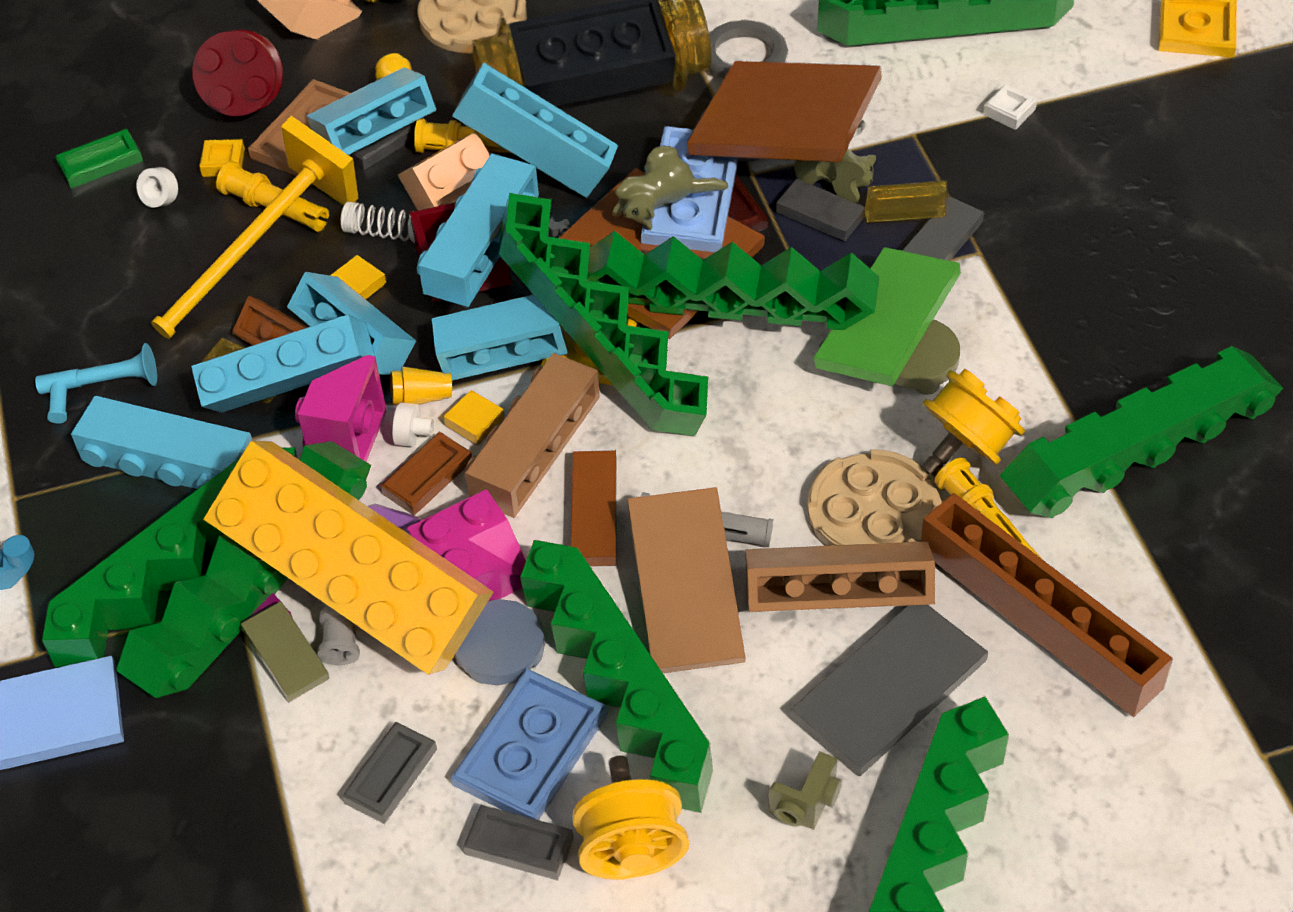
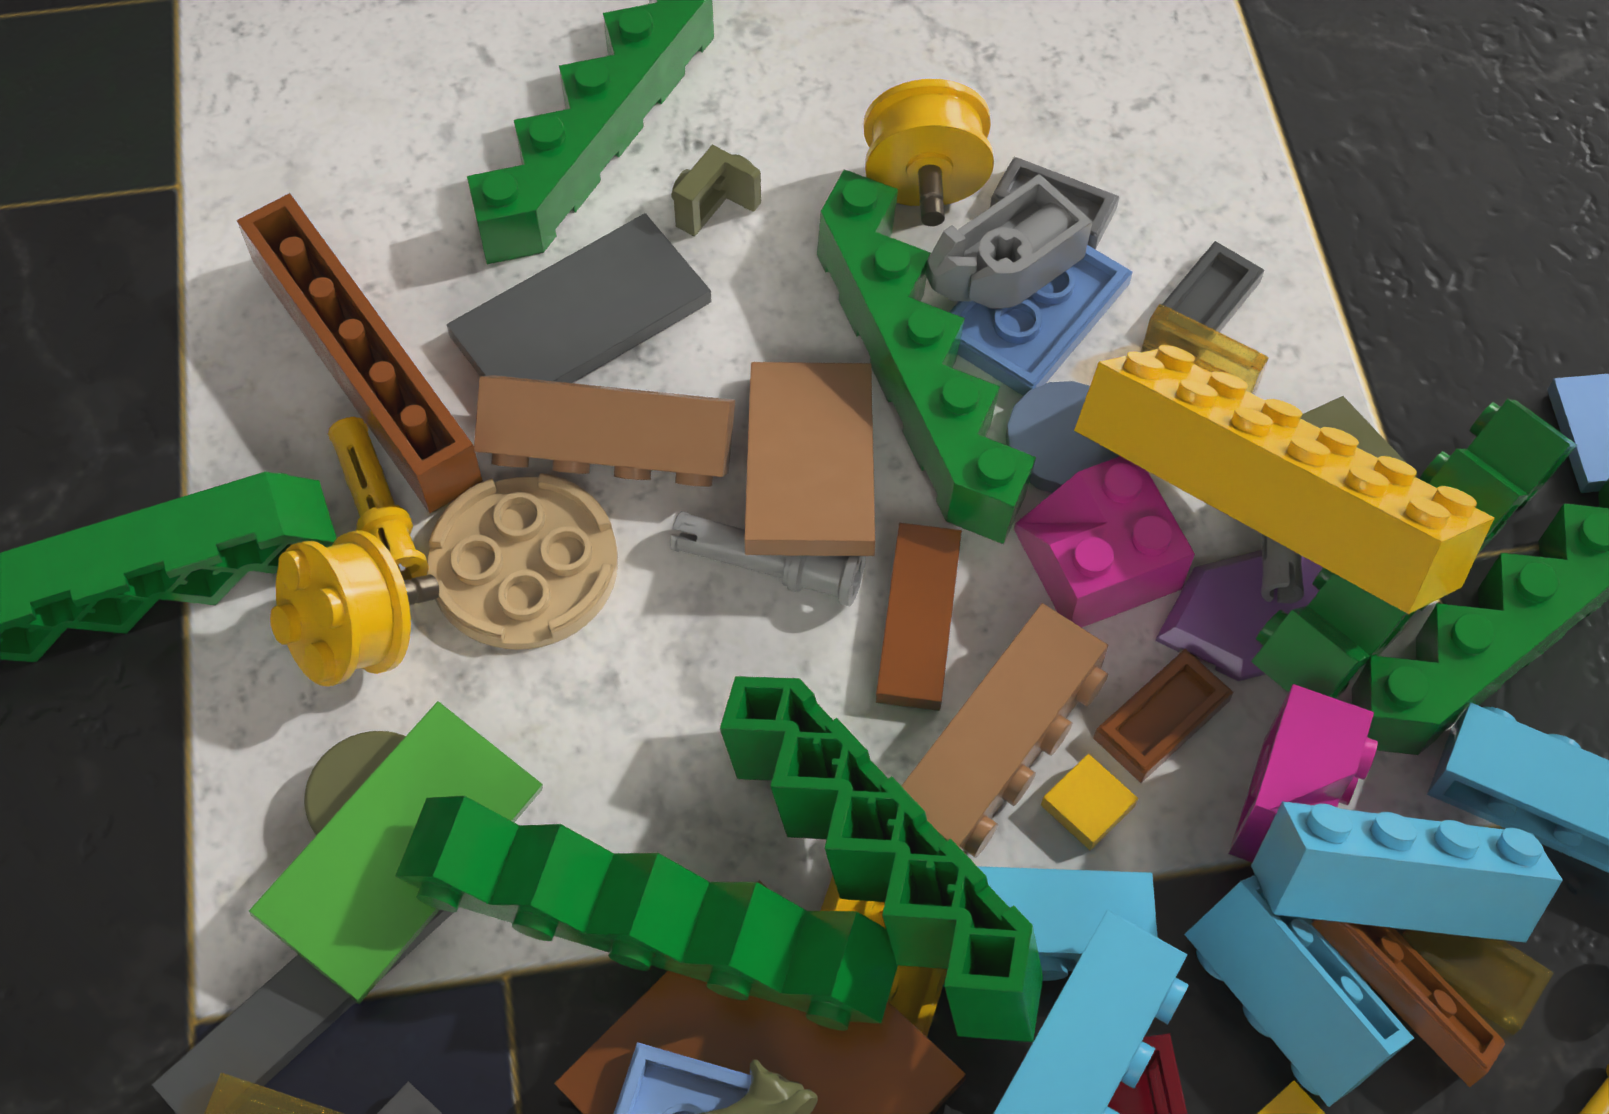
camera: 175 degrees left, 10 degrees up
(394, 705) = (1210, 348): none -> clear yellow tile
(409, 424) = (1191, 783): white tile -> none
(419, 386) = (1180, 860): yellow cone -> none
(551, 751) = (1010, 248): none -> light grey piece

